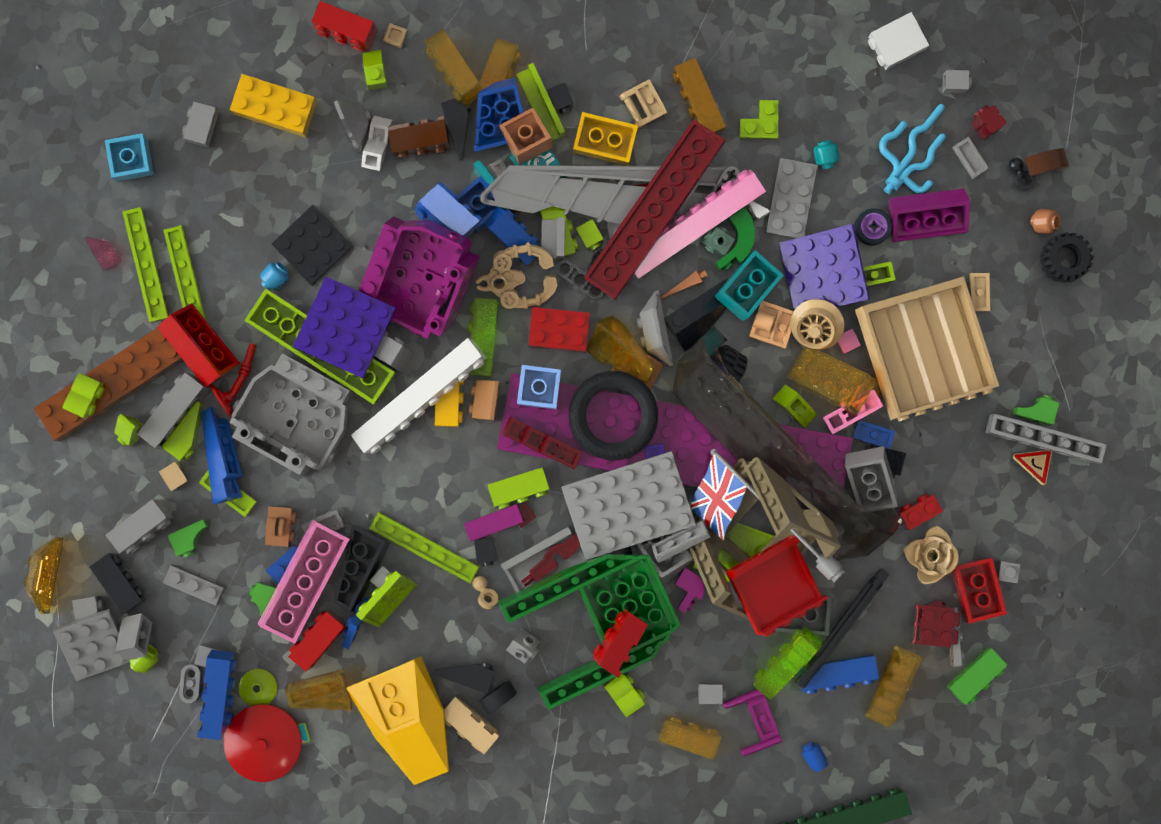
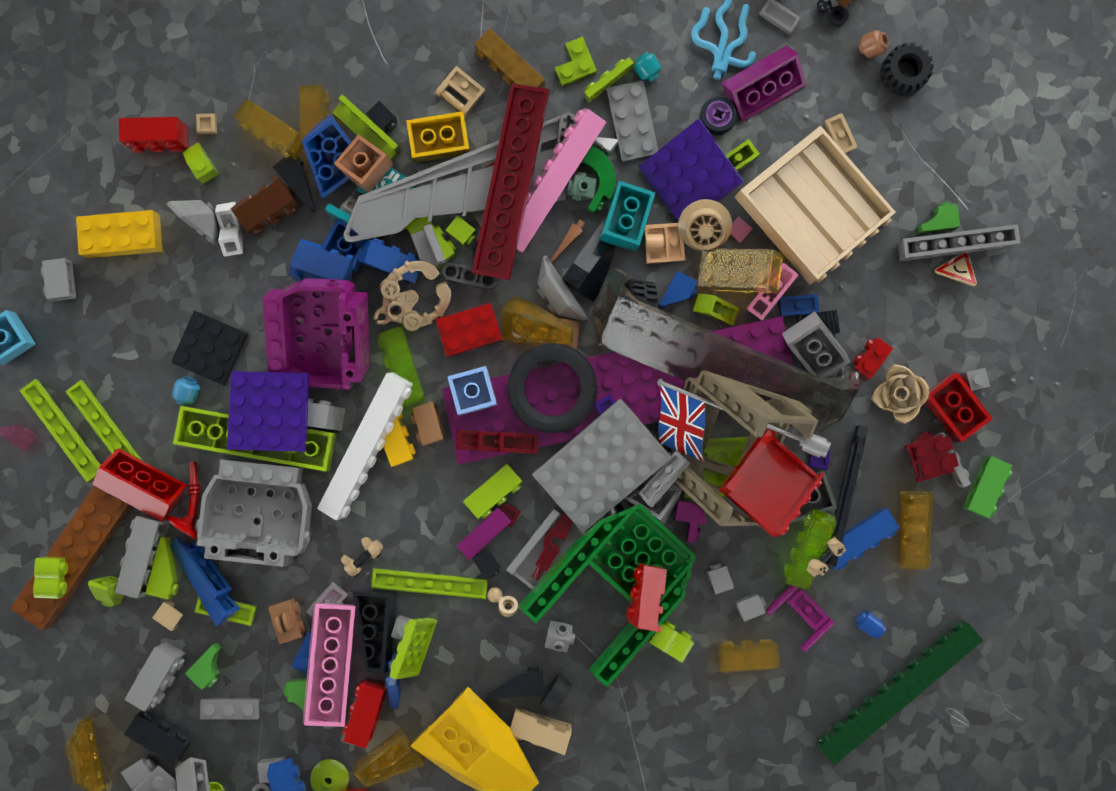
camera: 15 degrees left, 0 degrees up
(384, 494) = (372, 550): none -> tan piece
(693, 655) = (719, 578): none -> light grey brick
(768, 374) = (679, 290): none -> blue slope
(785, 150) = (607, 79): none -> lime plate
(787, 680) = (818, 566): none -> tan piece
(831, 587) = (819, 463): none -> dark purple tile

